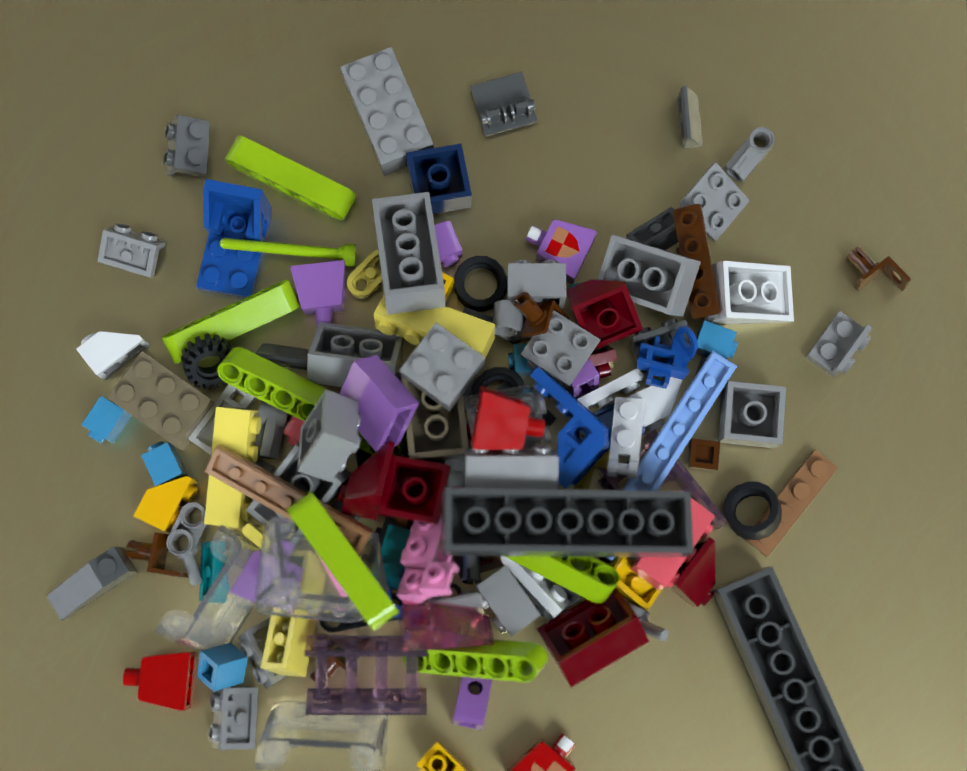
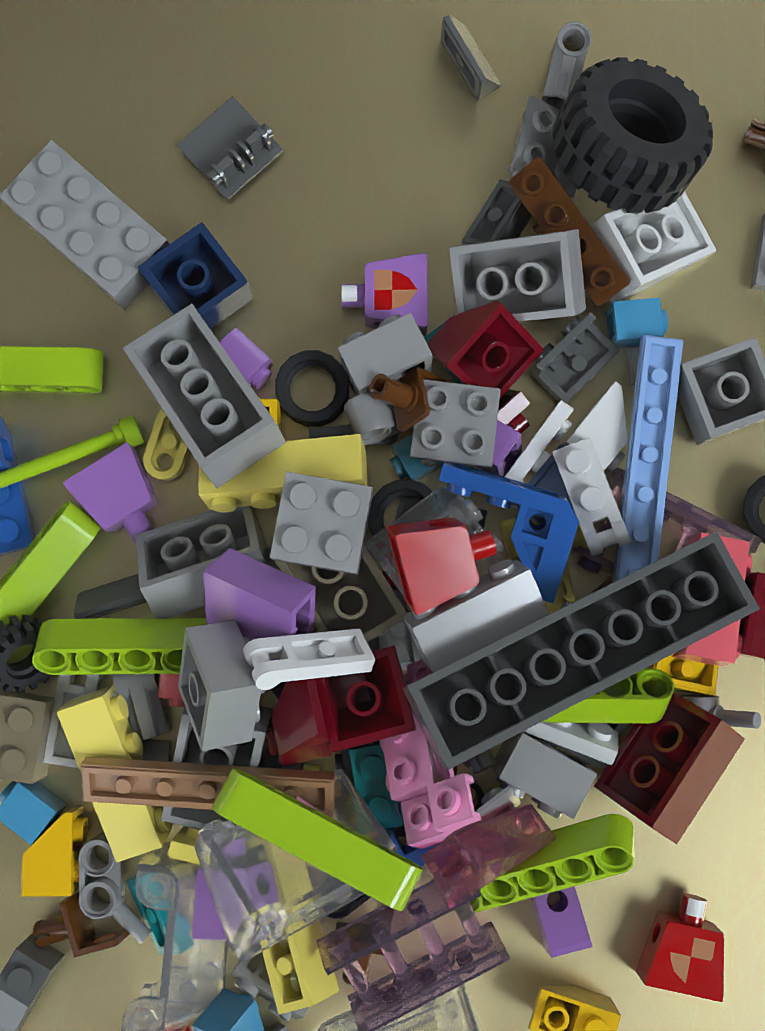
camera: 25 degrees left, 5 degrees up
(393, 443) = (307, 656): none -> white plate
(677, 353) = (600, 357): blue piece -> none
(704, 454) = (690, 469): reddish brown plate -> none
(785, 201) = (632, 135): none -> black tyre

